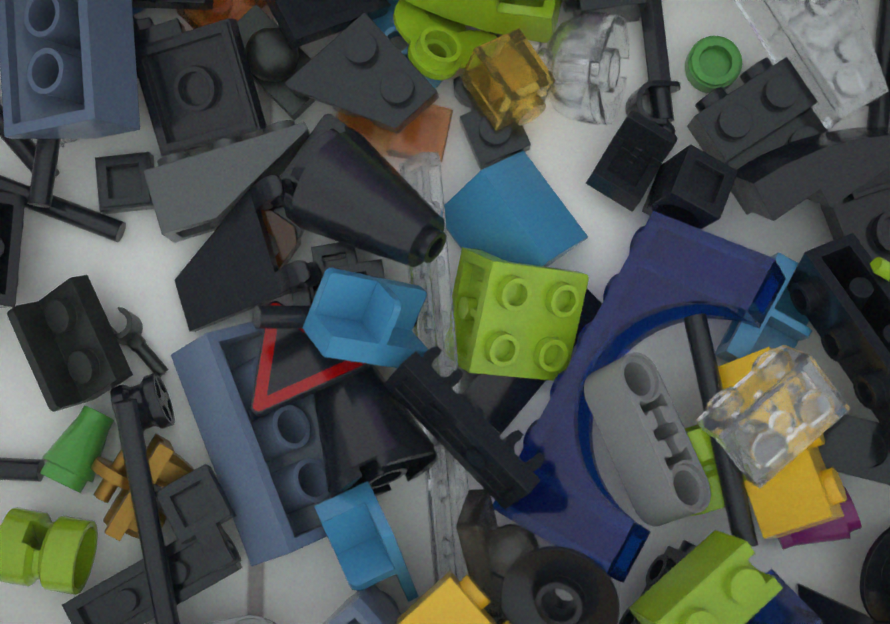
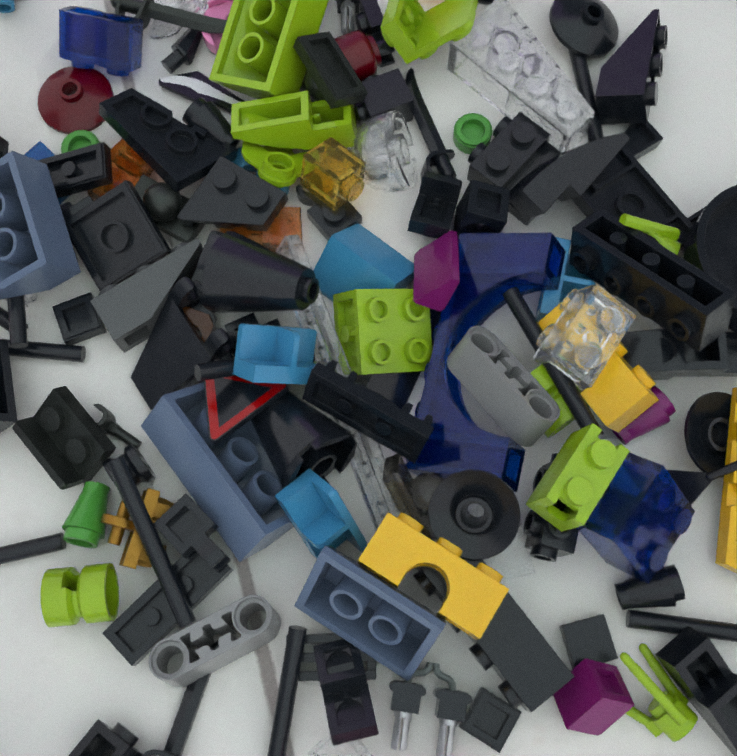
camera: 15 degrees left, 10 degrees down
(607, 256) = (436, 272): none -> magenta slope

